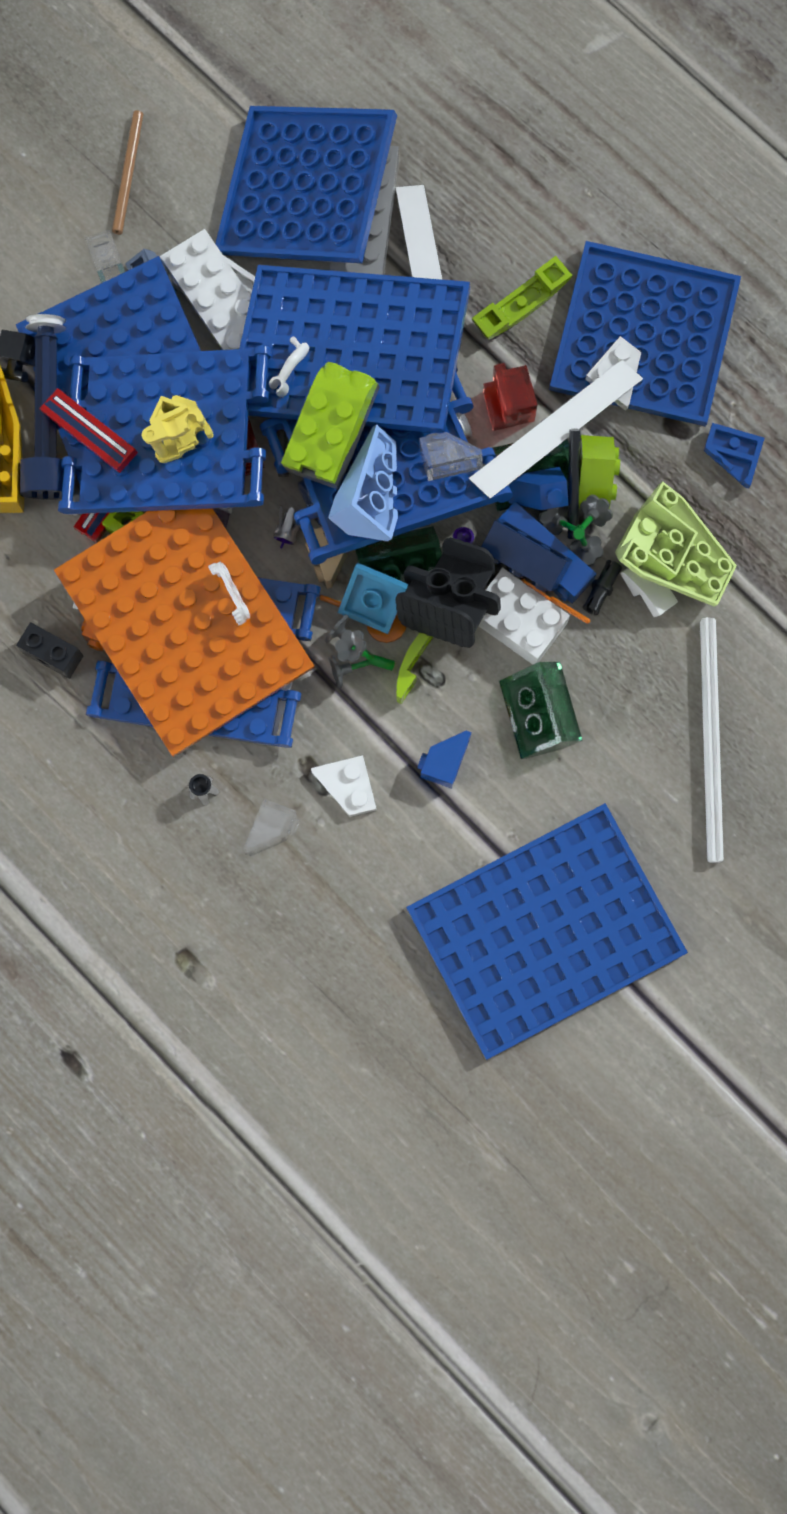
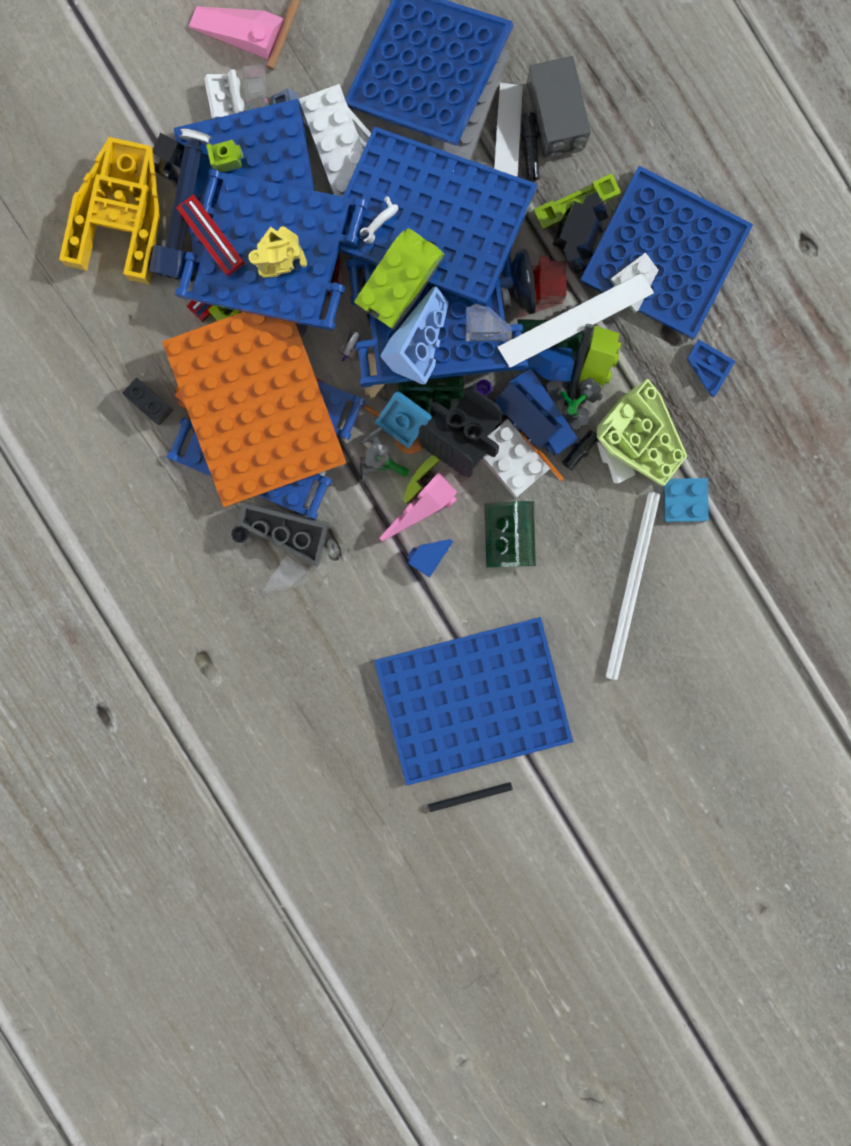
camera: 10 degrees right, 10 degrees up
(68, 272) = (224, 94): none -> white bracket
(76, 196) = (243, 28): none -> bright pink wedge
(86, 338) = (225, 156): none -> lime brick
(242, 613) = (299, 410): white piece -> none
(260, 767) = (291, 531): none -> dark grey wedge
(348, 785) = (352, 557): white wing -> none
(433, 687) = (429, 501): none -> bright pink wedge
(447, 240) = (530, 138): none -> black pin
(472, 196) = (558, 107): none -> dark grey brick
(484, 406) = (523, 279): none -> black dish
(535, 327) = (580, 230): none -> black slope
(573, 1057) = (470, 797): none -> black bar
(749, 619) = (686, 500): none -> dark azure plate

